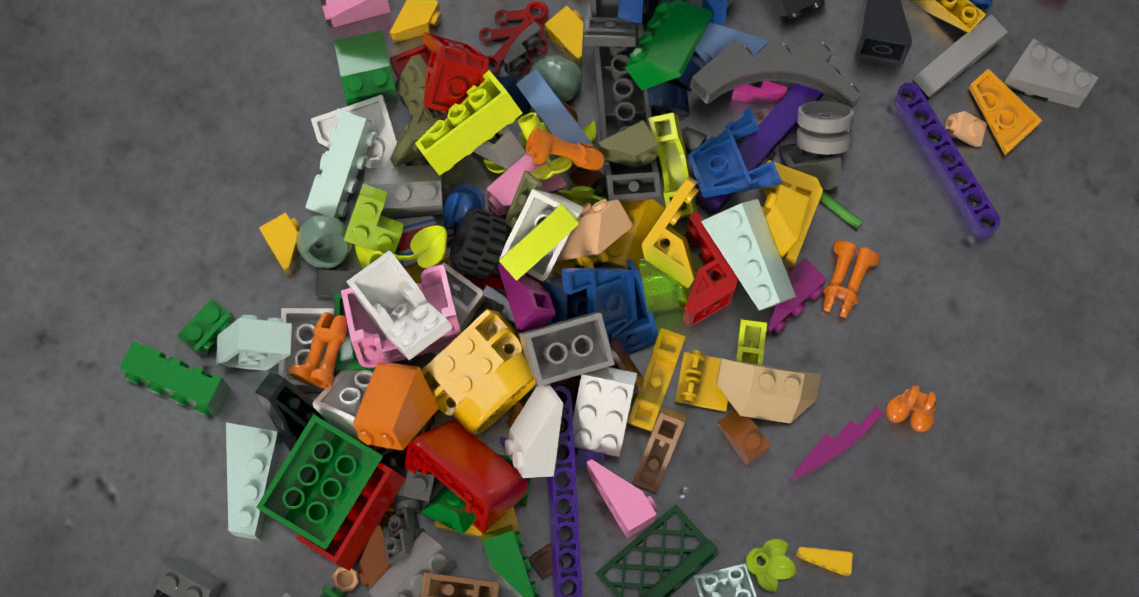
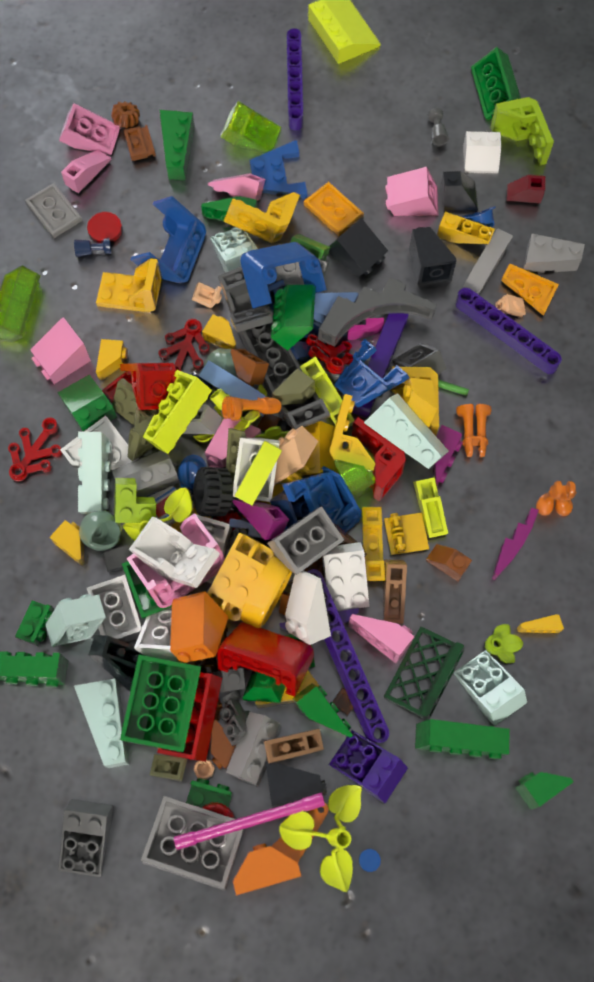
camera: 20 degrees left, 5 degrees down
(277, 109) = (33, 452): none -> red plant
(304, 561) = (168, 767): none -> olive slope
(329, 331) = (127, 592): orange piece -> none
(517, 54) = (191, 357): dark grey slope -> none
(585, 94) = (249, 366): none -> dark orange slope
(695, 128) = (333, 364): none -> red plant
(767, 390) = (452, 524): tan wedge -> none
(825, 127) = (420, 334): light grey wheel -> none

